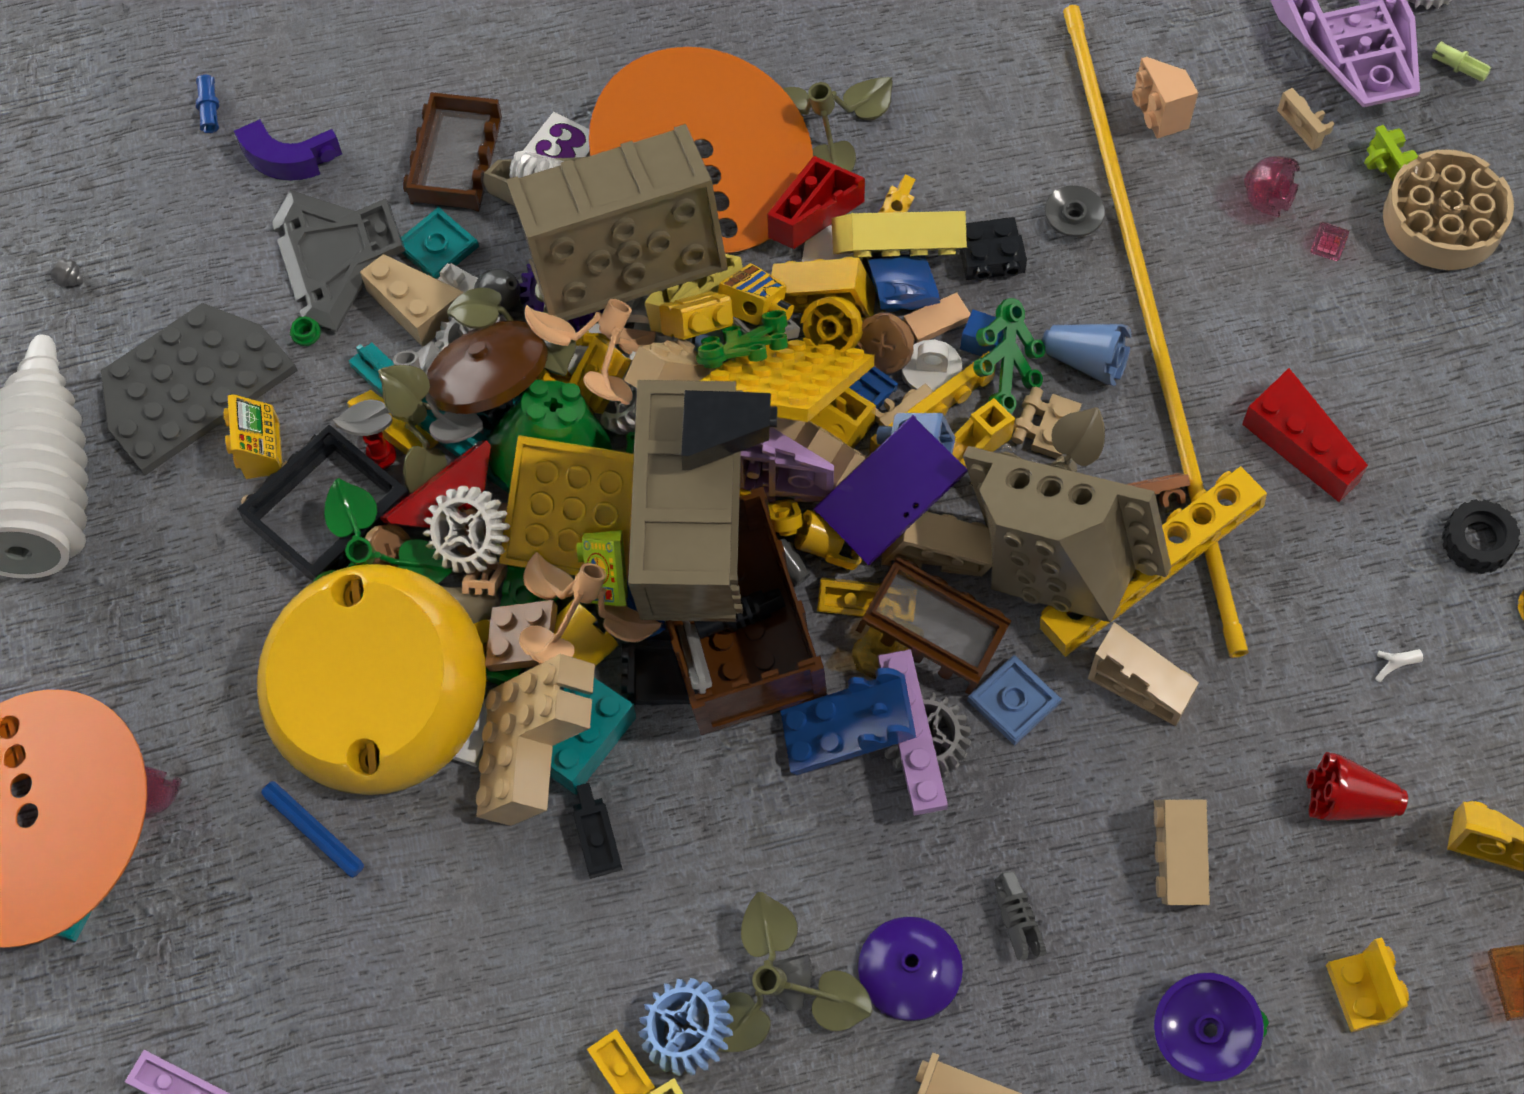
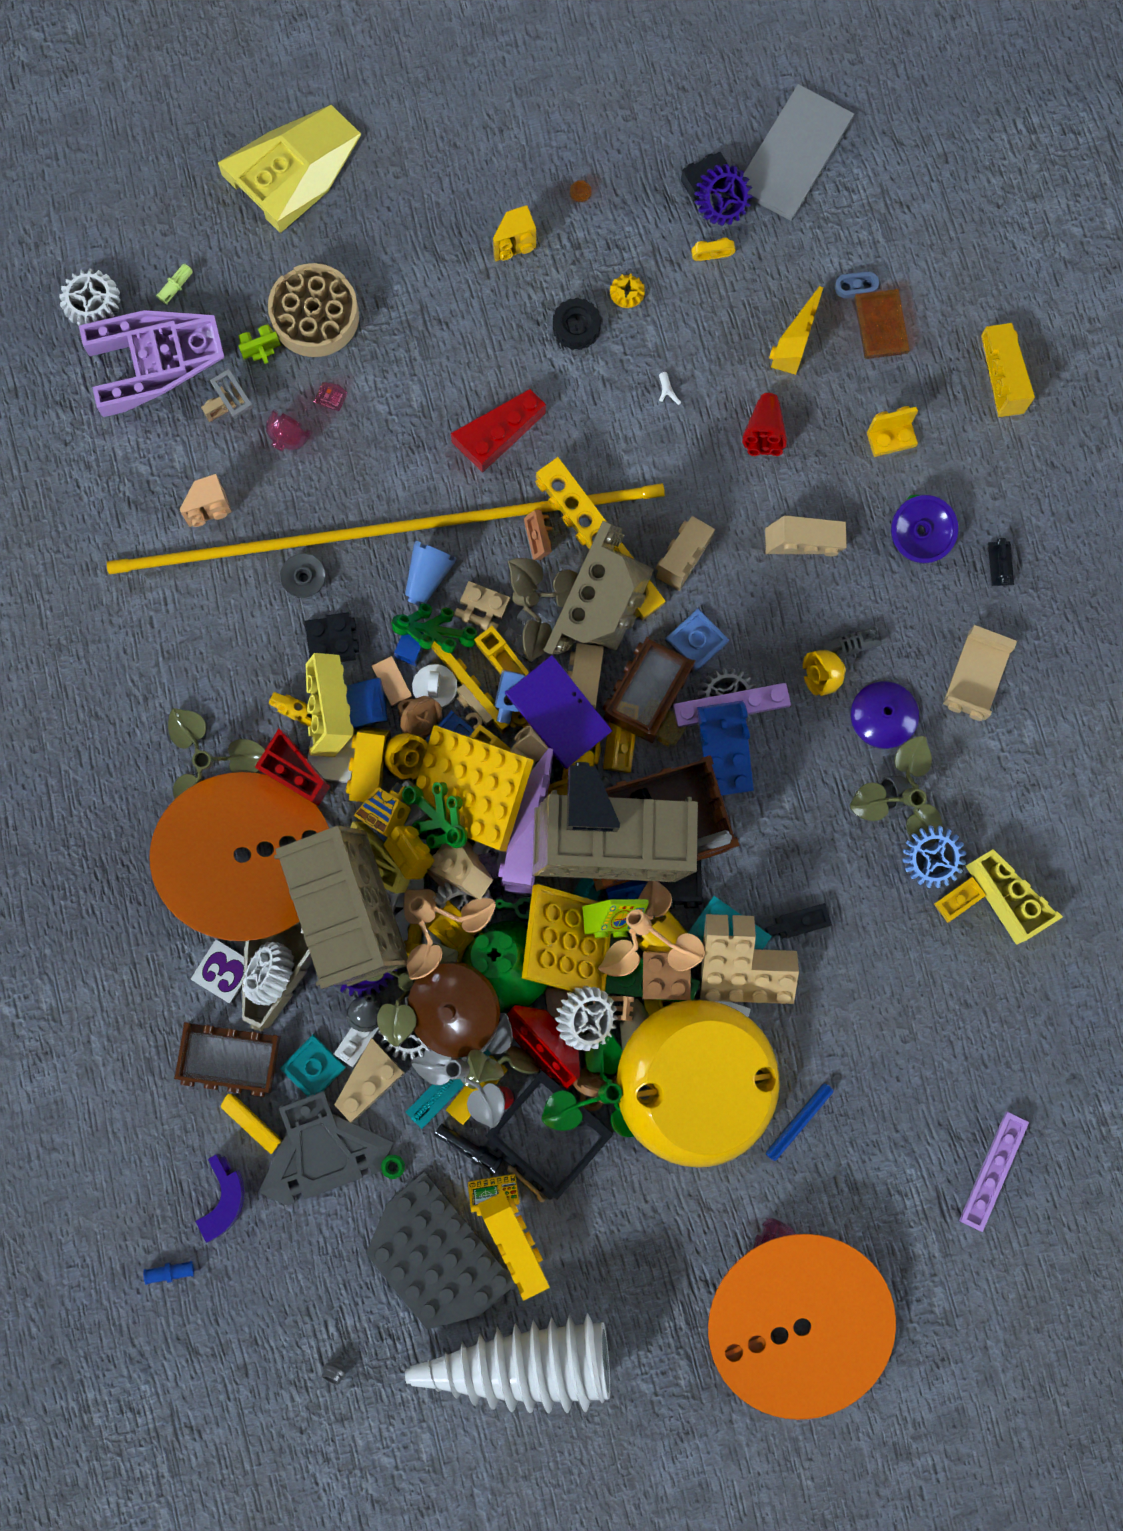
camera: 95 degrees left, 15 degrees up
(181, 447) = (514, 1244): none -> yellow wedge
(310, 423) = (477, 1154): none -> black pin
(377, 180) = (251, 1123): none -> yellow slope
(971, 873) = (824, 672): none -> yellow cylinder
(1297, 128) = (240, 409): none -> light grey tile

